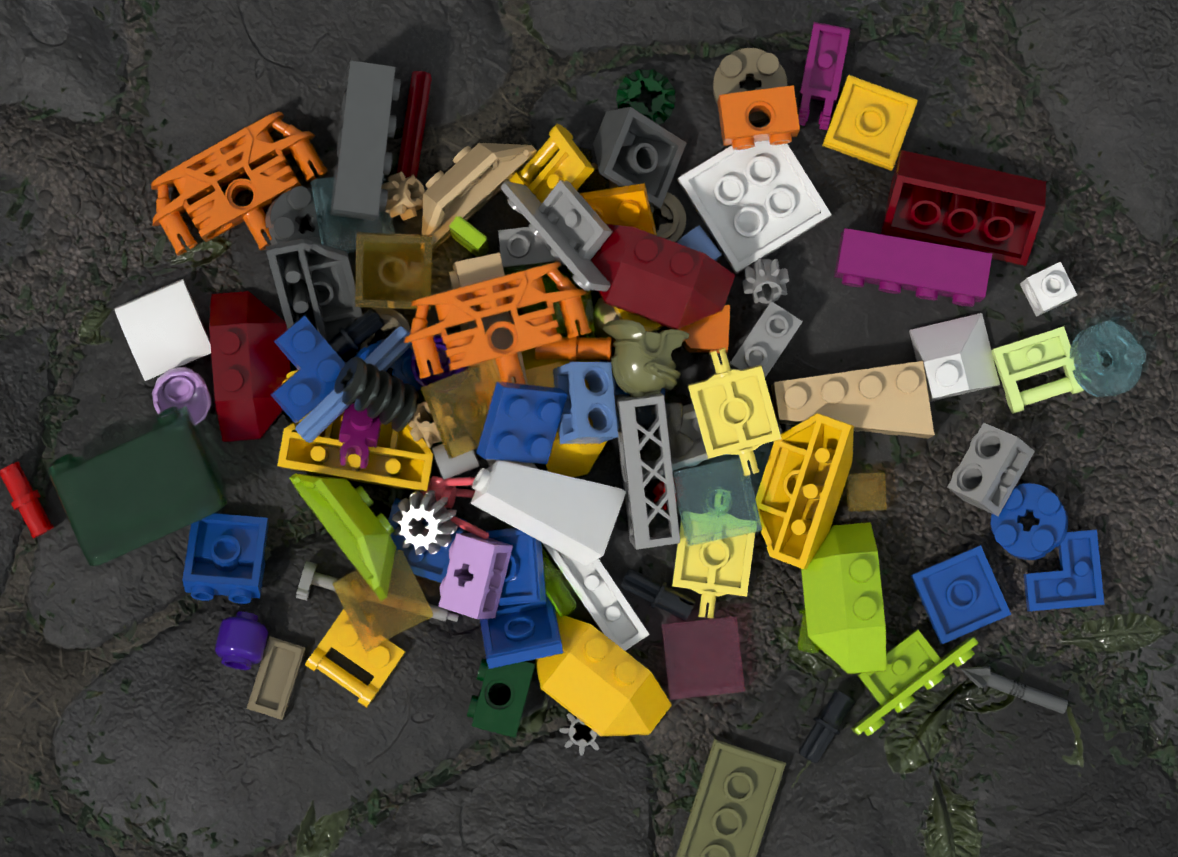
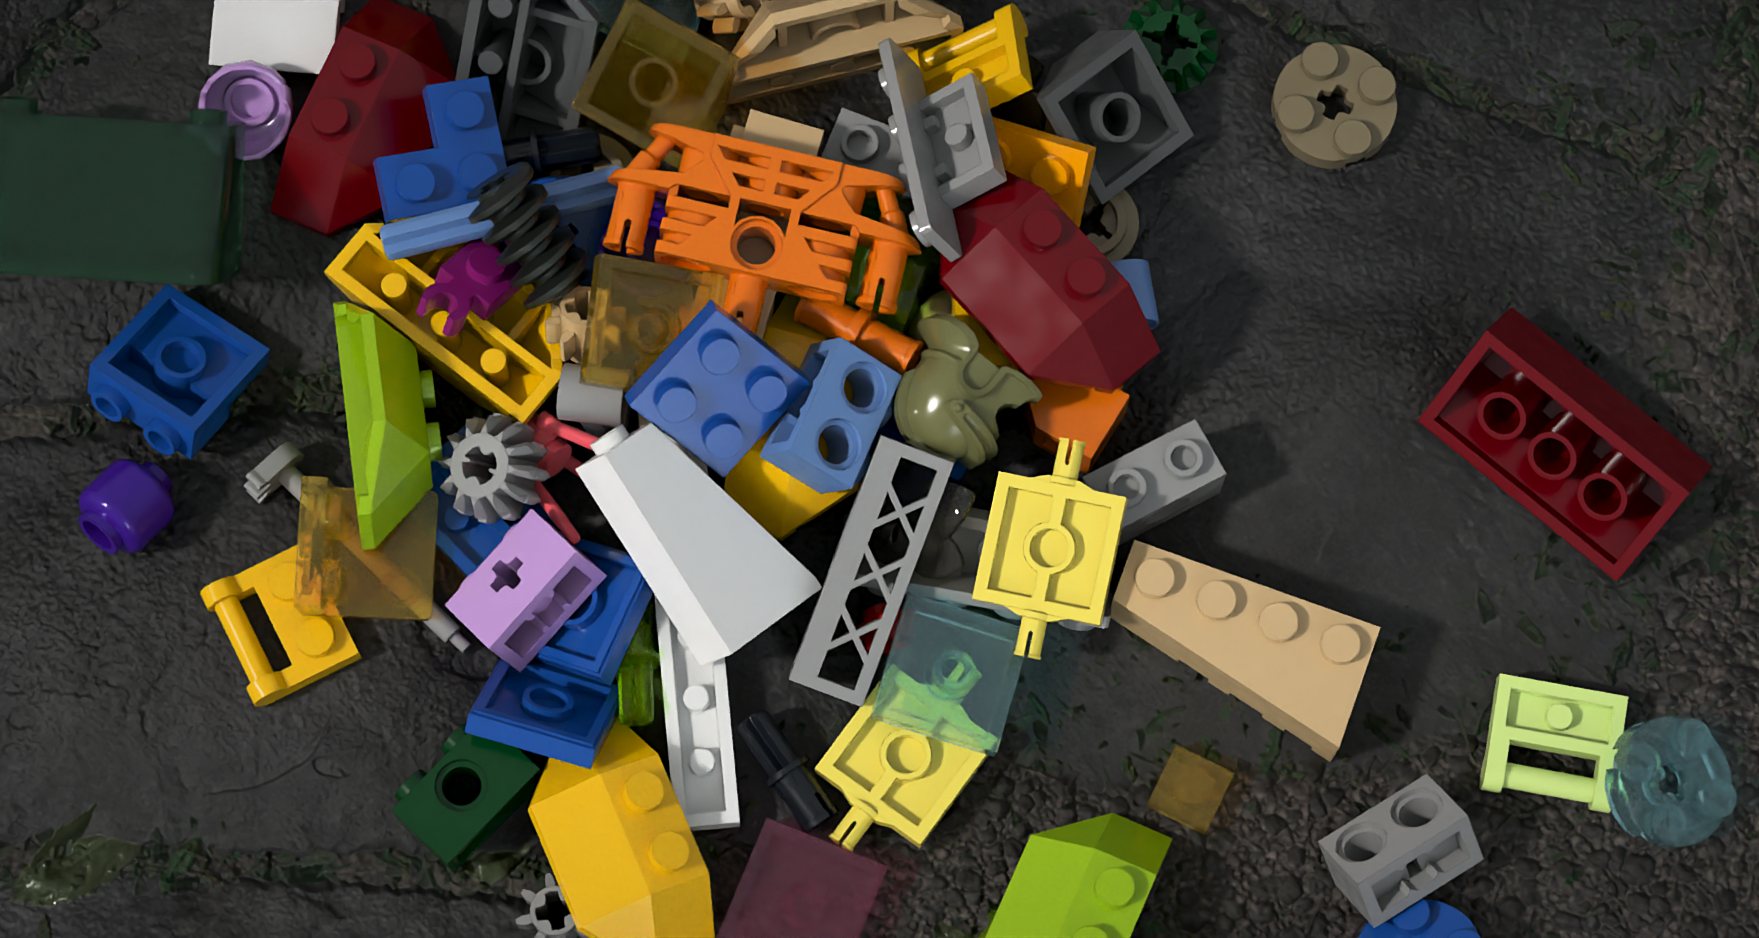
camera: 30 degrees right, 10 degrees down
(276, 678) = (147, 591): dark tan tile -> none
(469, 237) = (792, 88): lime tile -> none
(753, 200) = (1253, 266): white plate -> none
(765, 281) = (1203, 376): light grey gear -> none
(776, 103) = (1301, 116): orange brick -> none
(804, 487) = (1098, 723): yellow wedge -> none
(823, 70) = (1454, 139): magenta hinge -> none
(870, 122) = (1486, 247): yellow plate -> none
(912, 266) = (1439, 487): magenta brick -> none
(955, 356) = (1434, 661): white slope -> none
(1048, 289) = (1632, 628): white brick -> none

